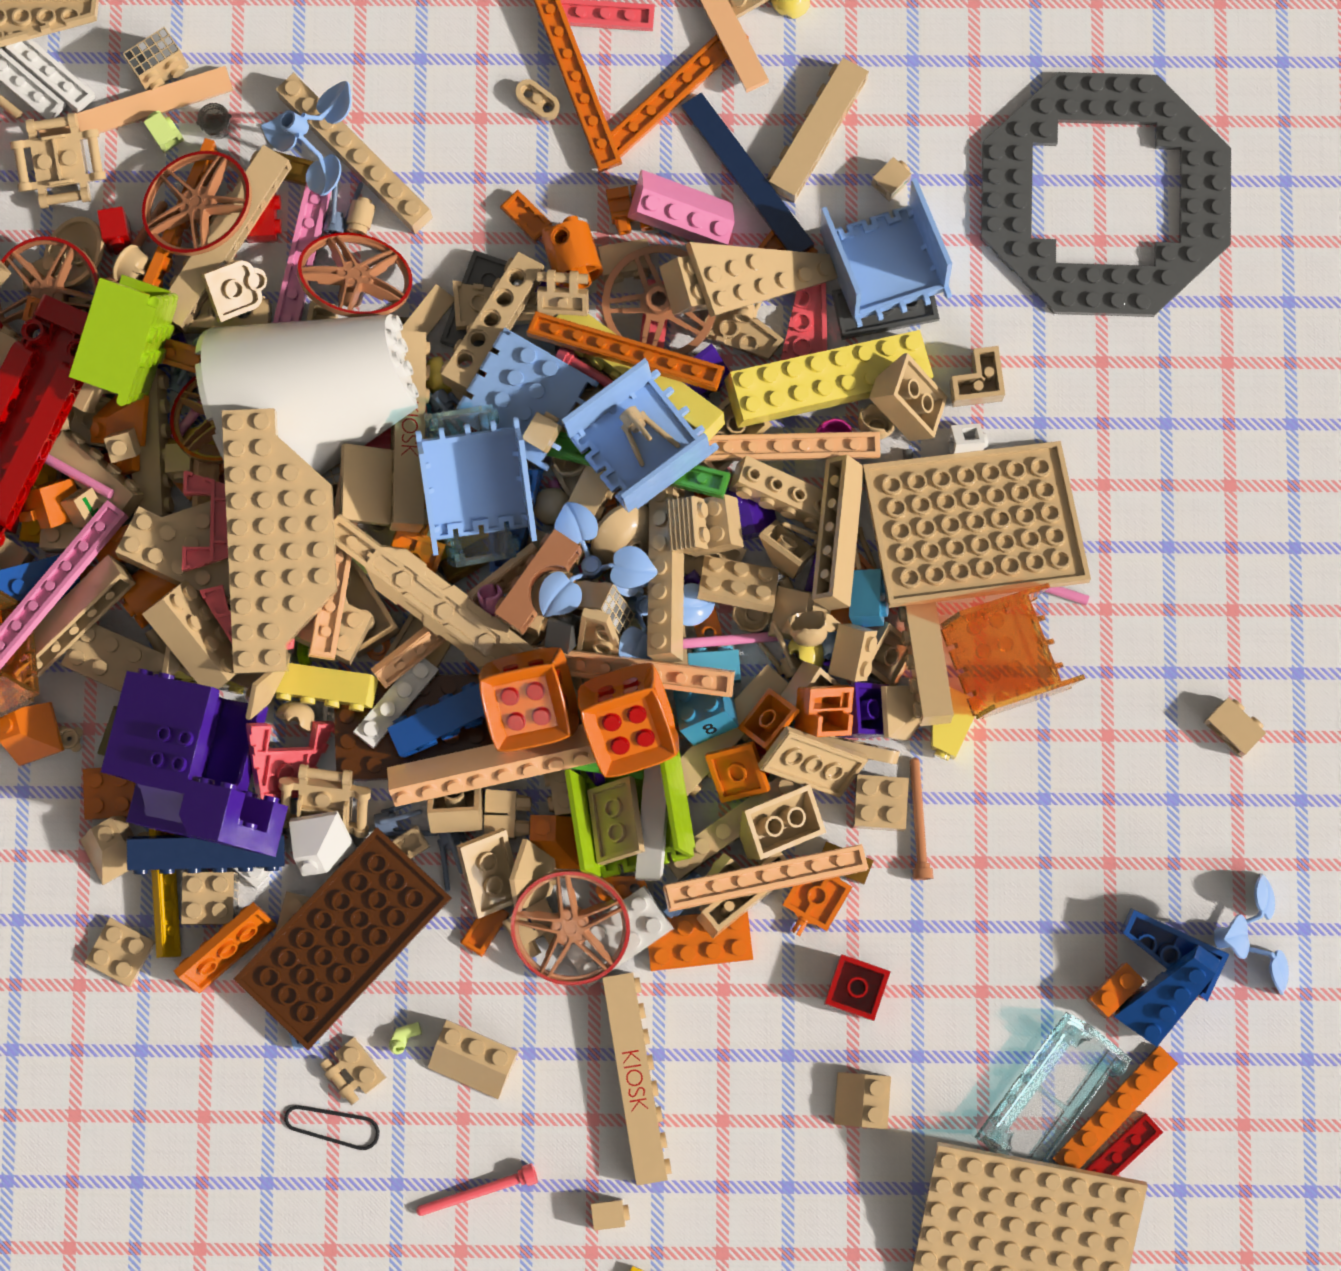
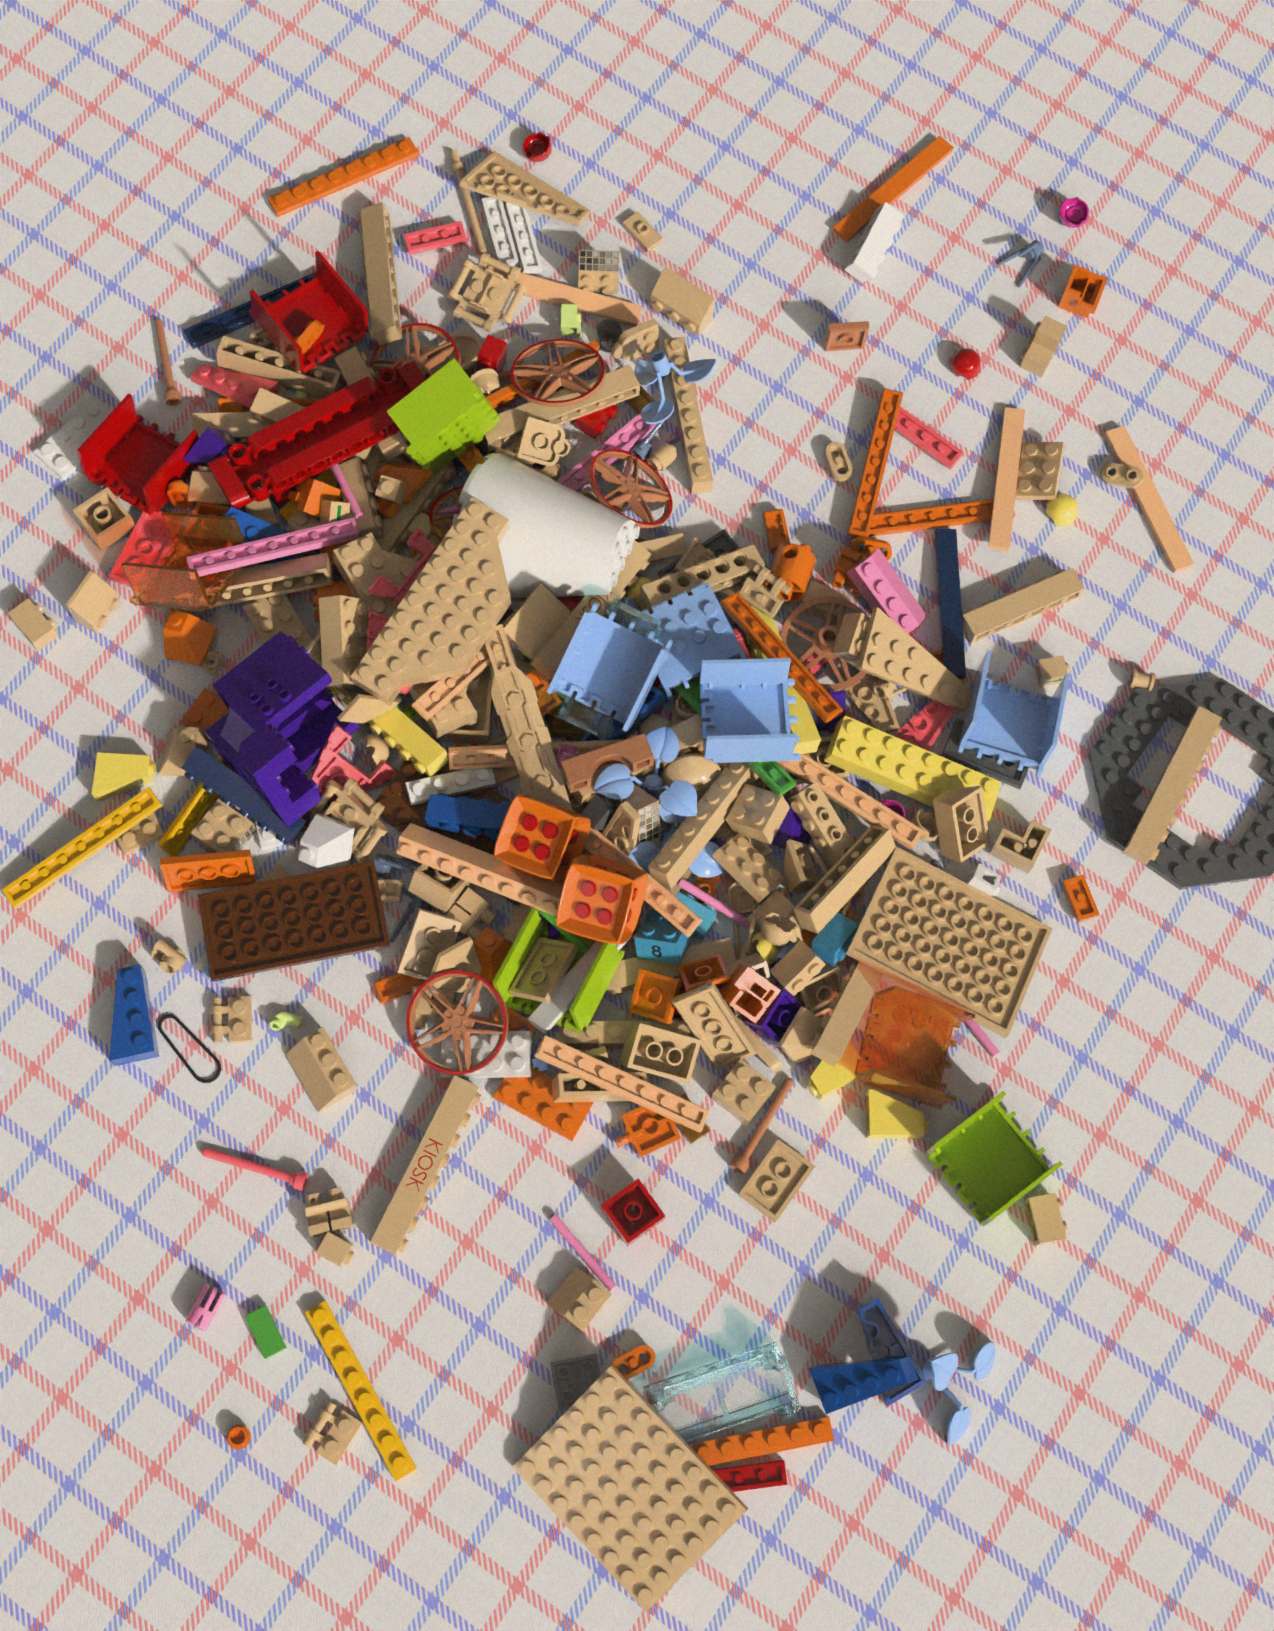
camera: 25 degrees right, 10 degrees down
(66, 912) = (120, 774): none -> light yellow slope
(86, 1010) = (82, 847): none -> yellow plate
(249, 109) = (637, 341): none -> tan plate
(252, 1054) = (171, 958): none -> tan plate
(263, 1141) = (133, 1023): none -> blue wedge
(264, 35) = (682, 302): none -> tan slope
(542, 431) = (683, 665): tan brick -> none
(572, 1197) = (318, 1215): none -> tan hips
(631, 170) = (870, 545): none -> orange plate
(634, 421) = (753, 702): tan plant -> none
(688, 524) = (741, 798): tan brick -> none
(835, 1055) = (582, 1252): none -> bright pink bar
(909, 1174) = (573, 1378): none -> light grey tile
(953, 1123) = (632, 1361): none -> orange plate
(966, 863) = (776, 1180): none -> tan plate
(984, 127) = (1142, 680): none -> tan bush
(1033, 730) = (892, 1119): none -> light yellow slope
(1067, 392) = (1080, 898): none -> orange plate
(1083, 219) = (1172, 786): none -> tan brick
(1115, 990) = (823, 1350): orange brick -> none
(1152, 708) = (990, 1161): none -> lime windscreen

